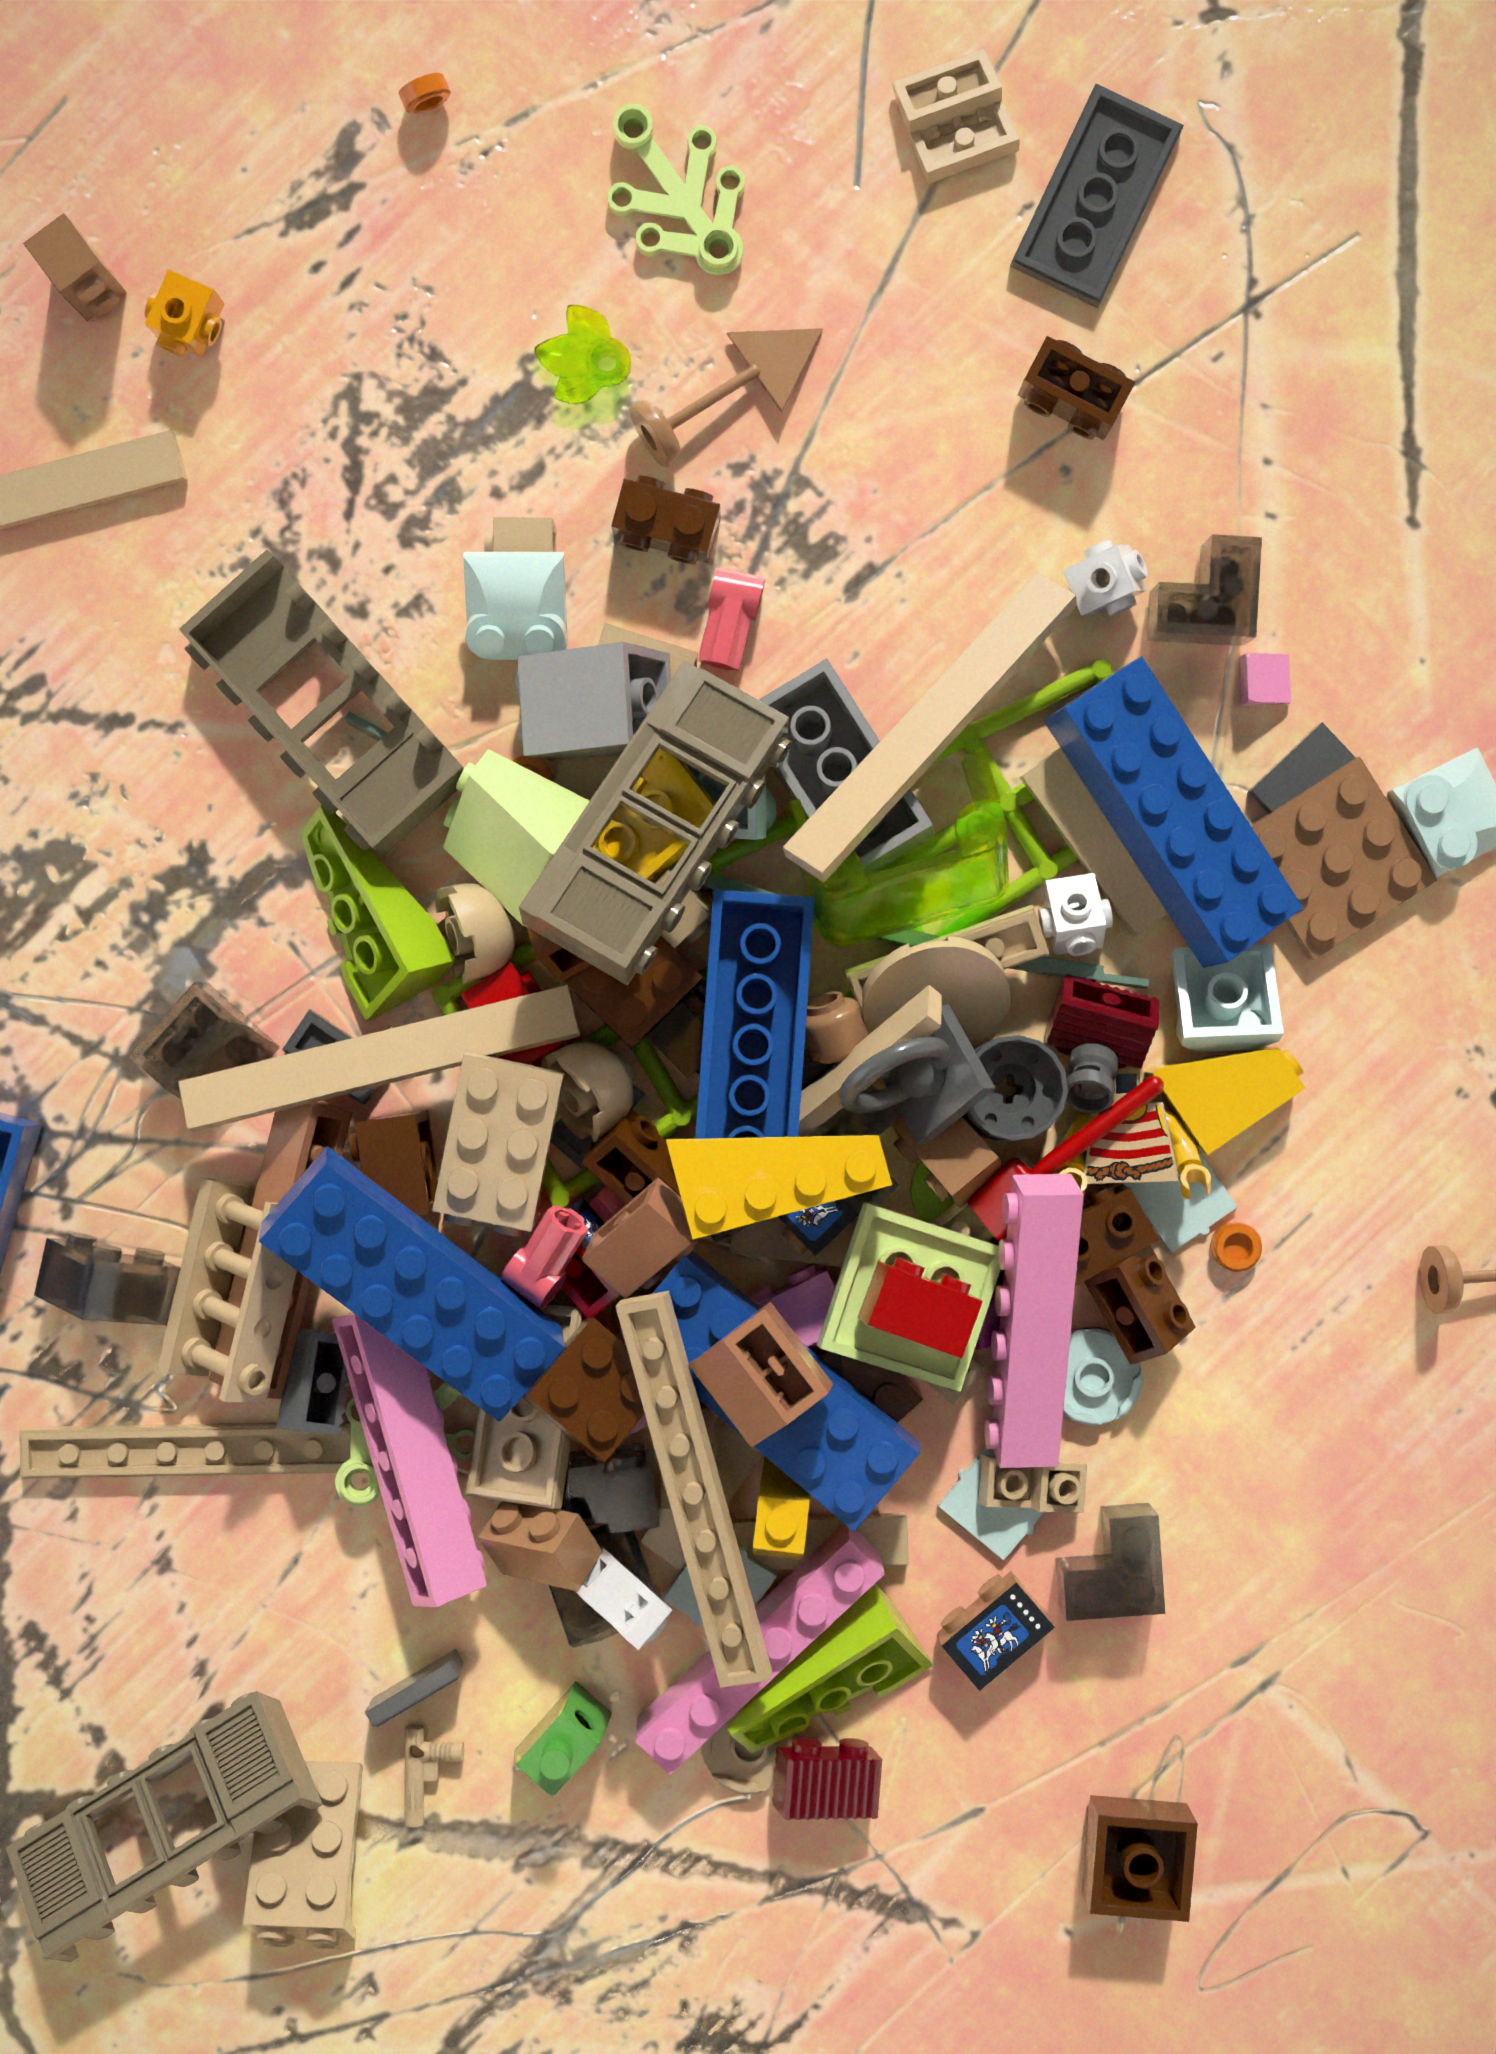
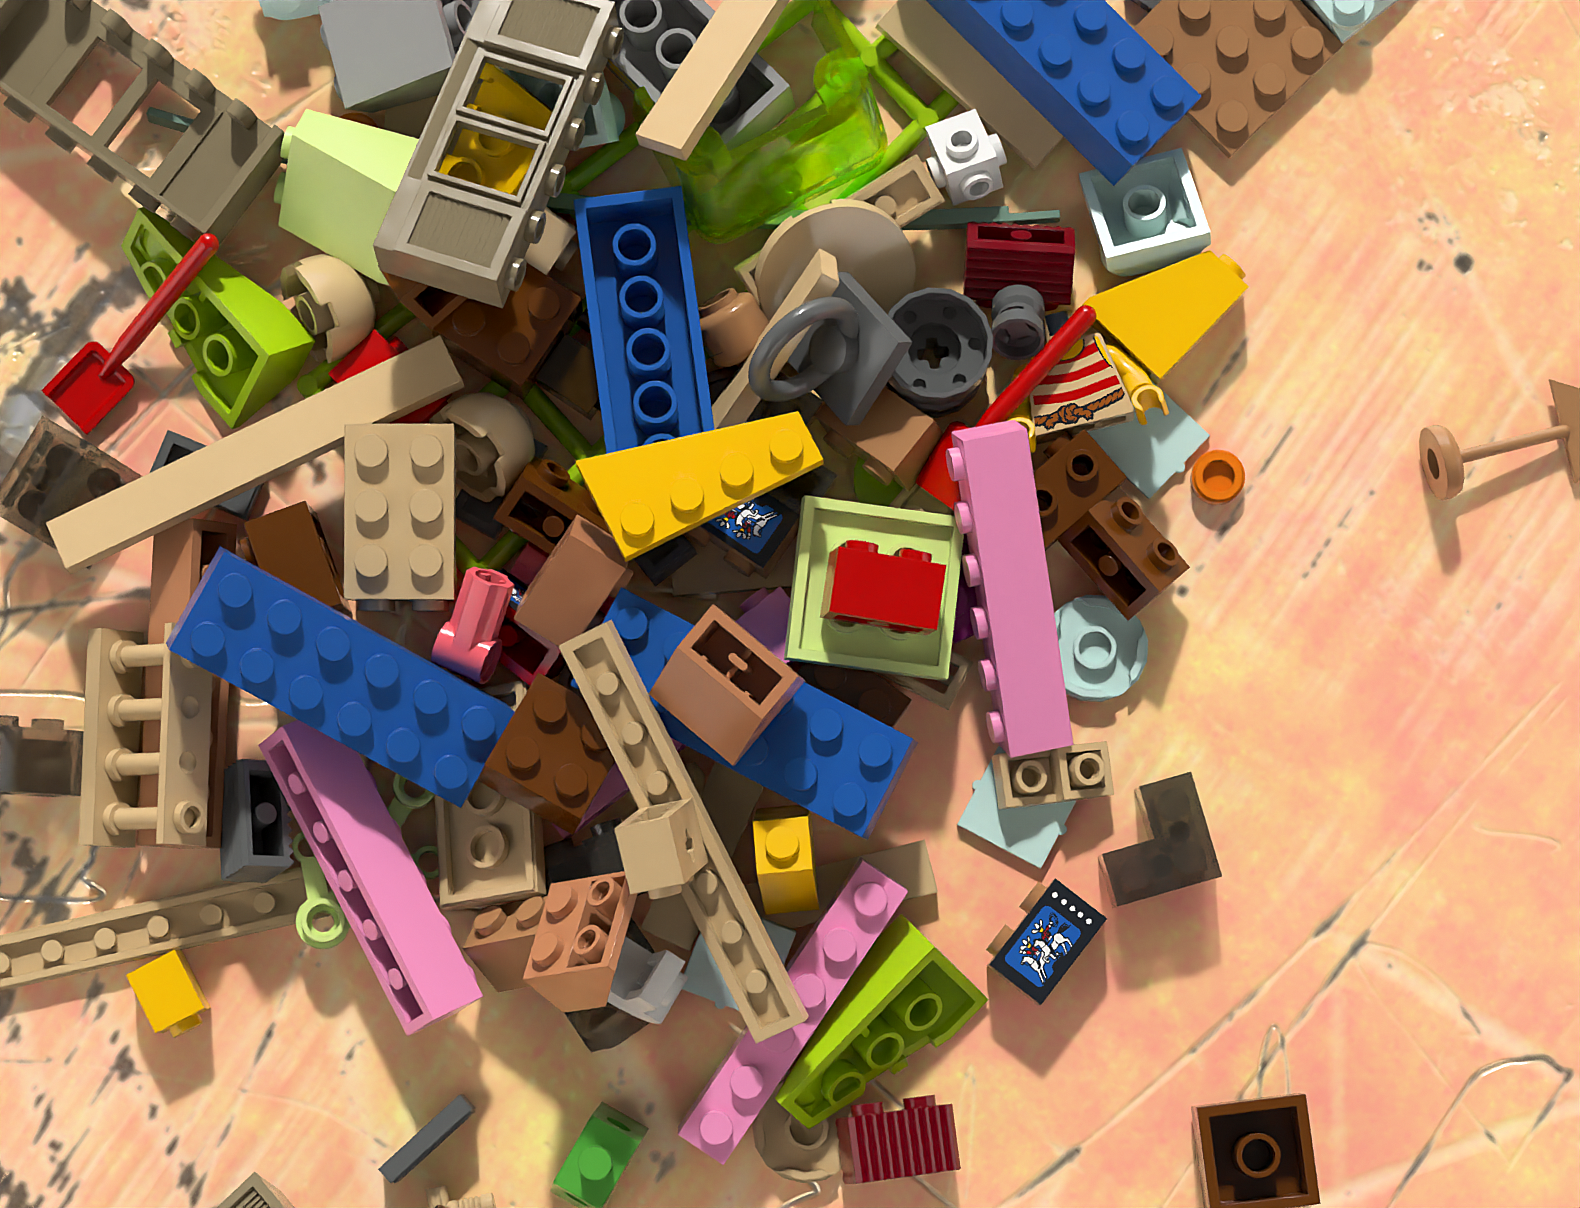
camera: 15 degrees left, 5 degrees down
(212, 1514) = (169, 994): none -> yellow brick
(254, 949) = (95, 378): none -> red piece
(584, 1572) = (580, 941): none -> nougat slope
(670, 1516) = (661, 848): none -> tan brick

